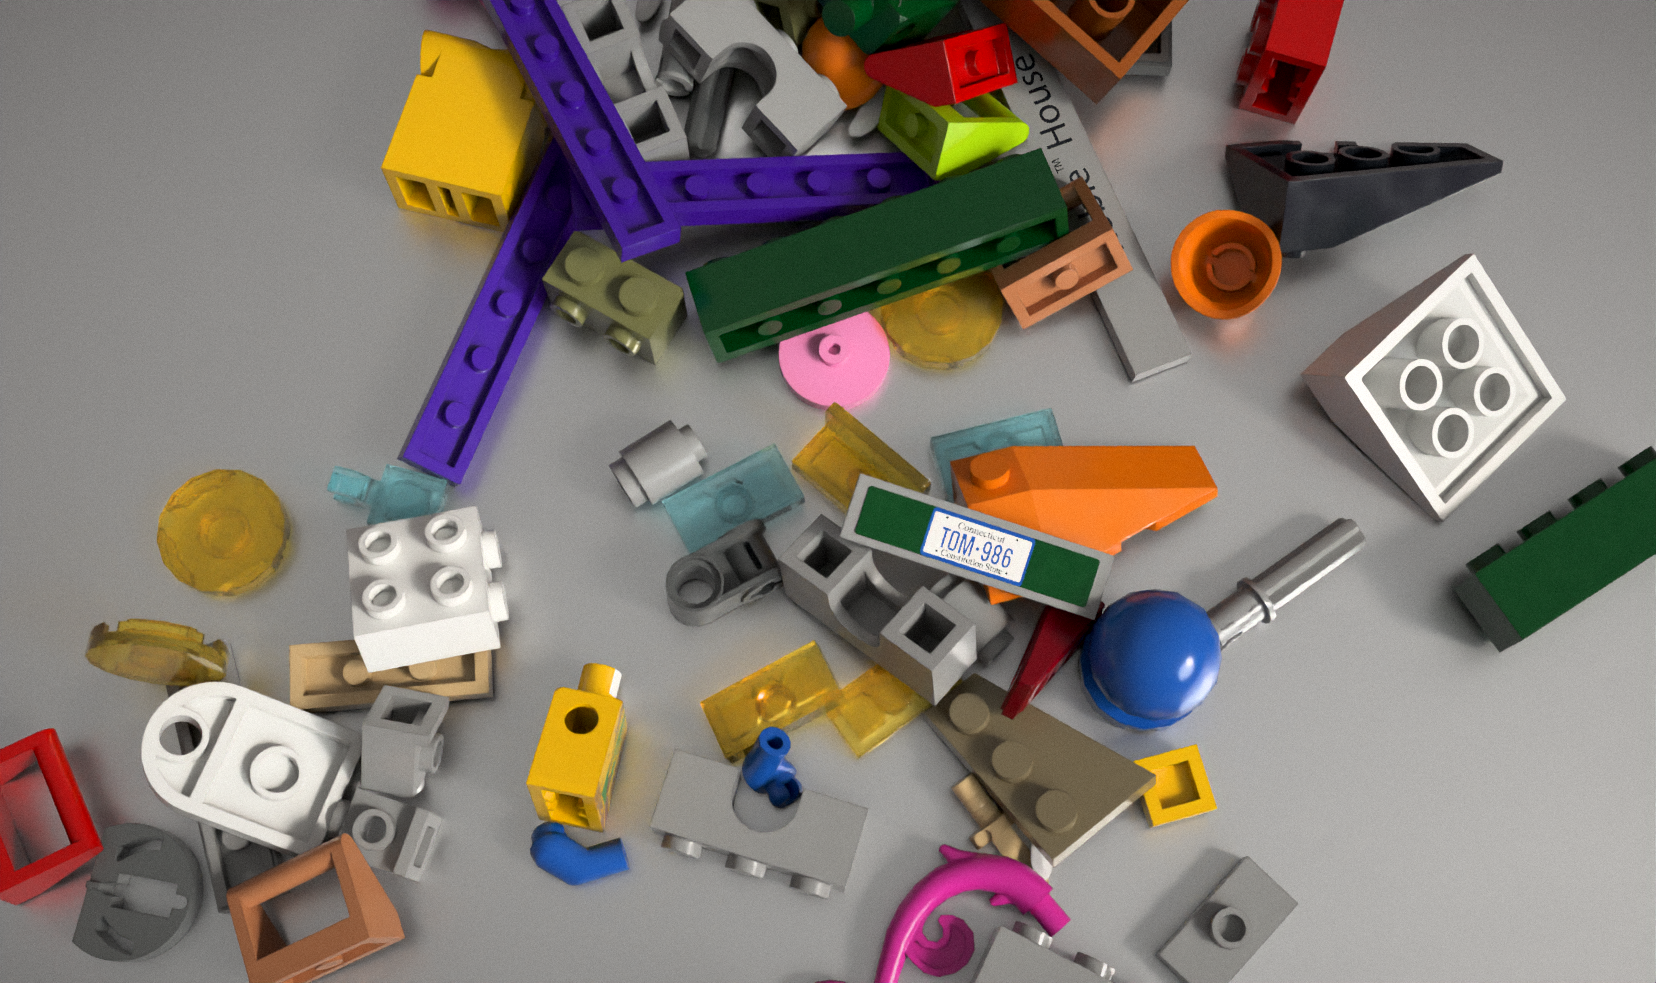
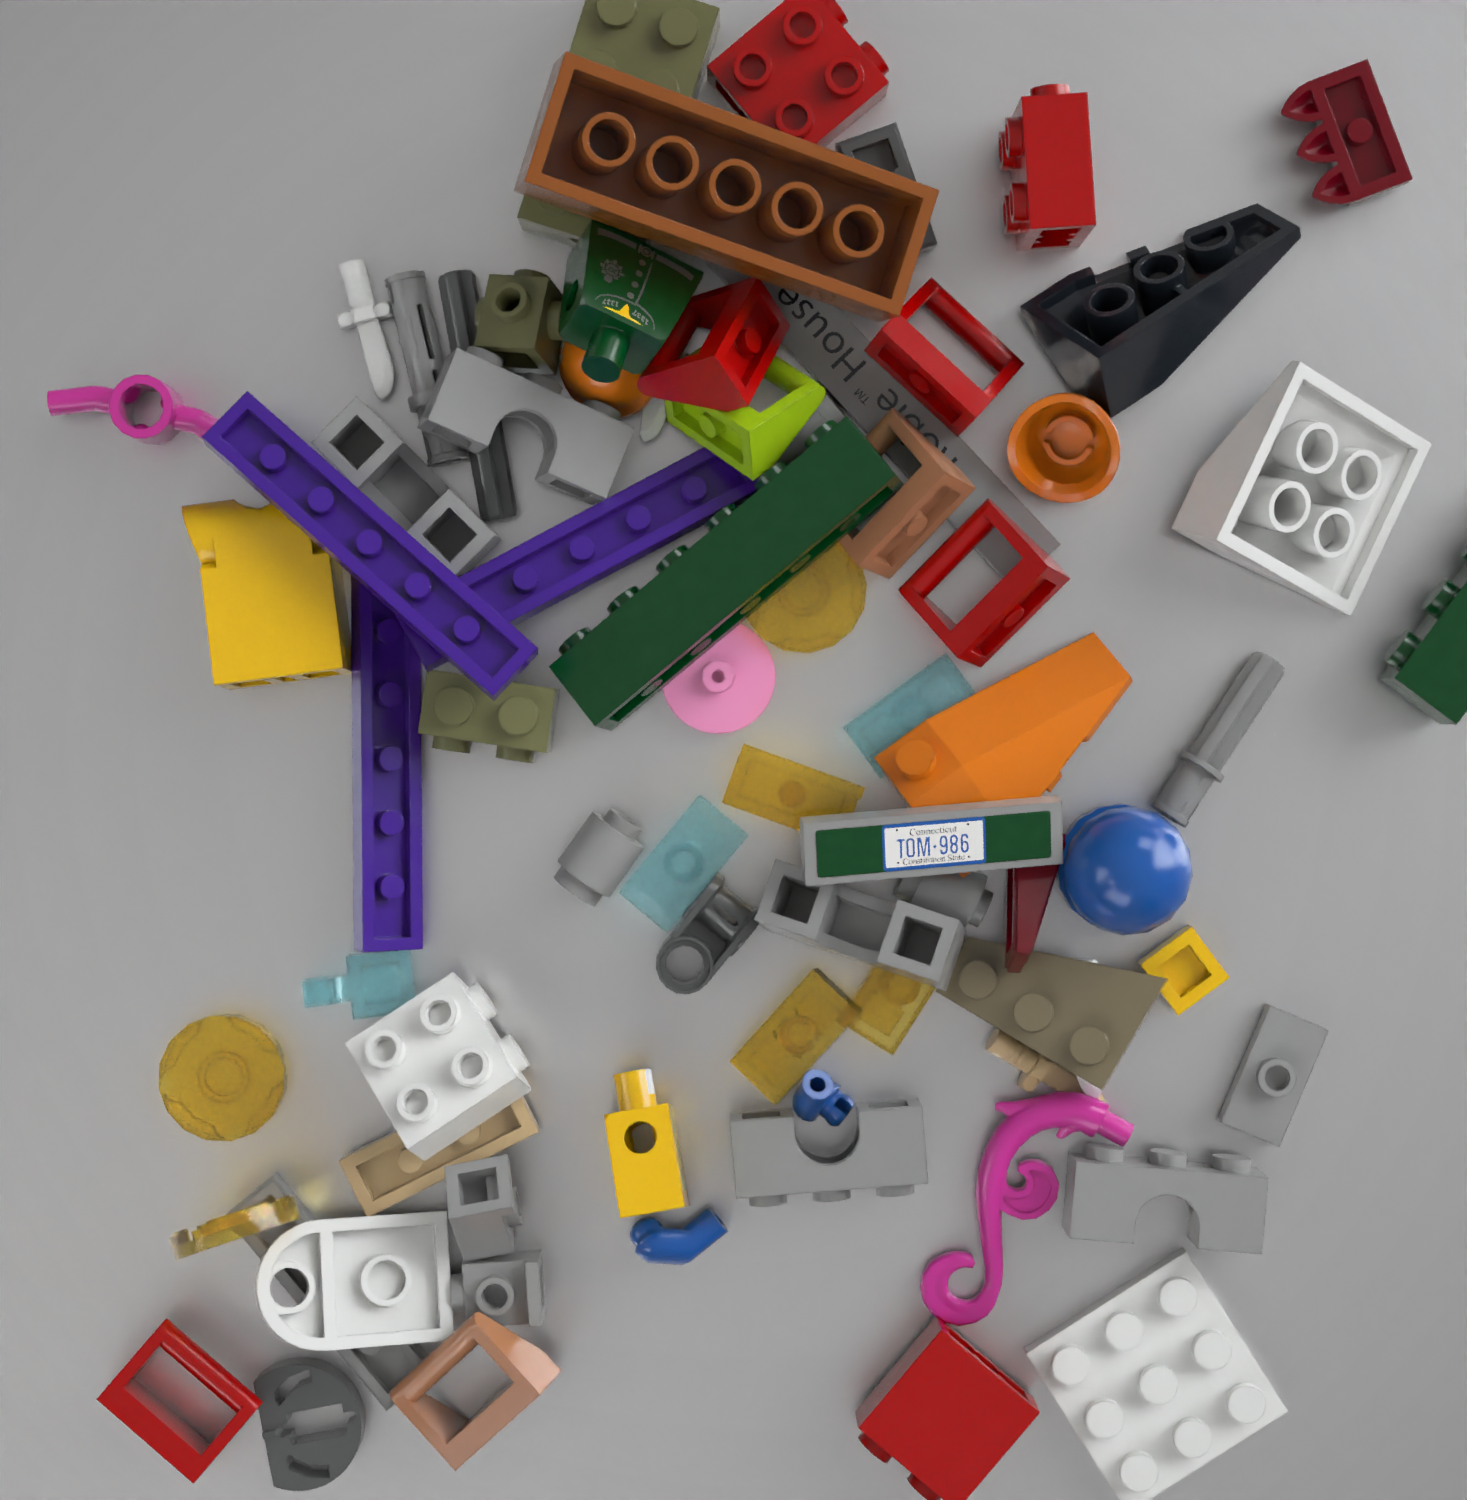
camera: 25 degrees left, 15 degrees up
(1121, 380) = (1005, 607): none -> red tile
(1129, 163) = (928, 372): none -> red tile
(1573, 112) = (1349, 134): none -> dark red plate

